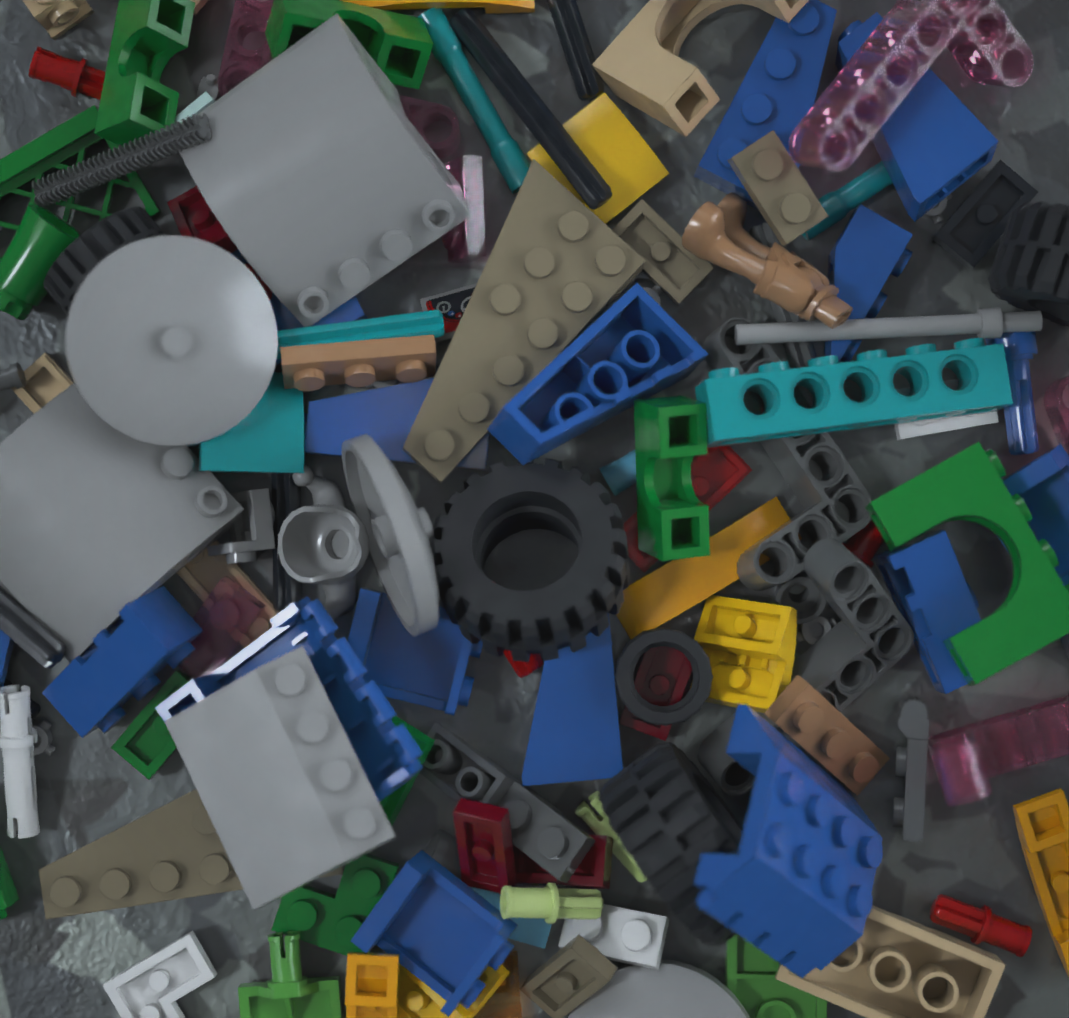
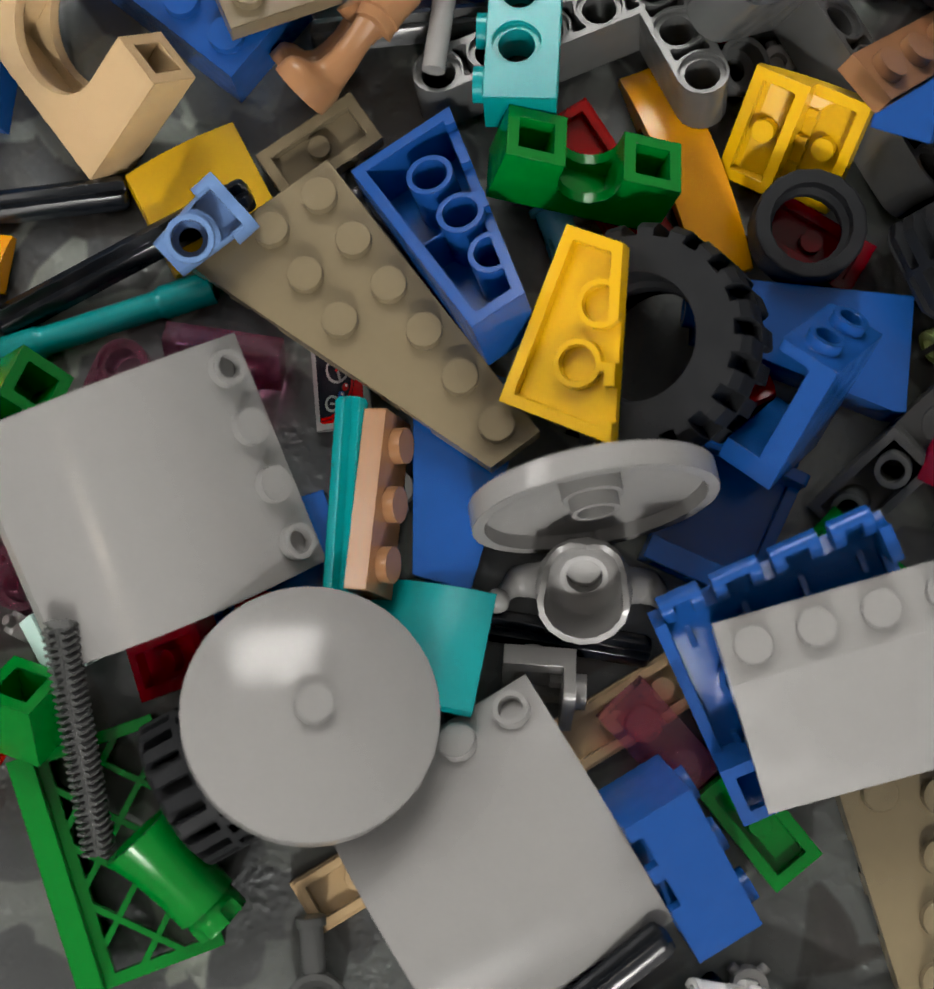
camera: 85 degrees left, 5 degrees down
(514, 494) = (575, 338): none -> yellow wing
(535, 703) = (834, 351): none -> blue panel
(570, 179) = (215, 216): none -> medium blue plate

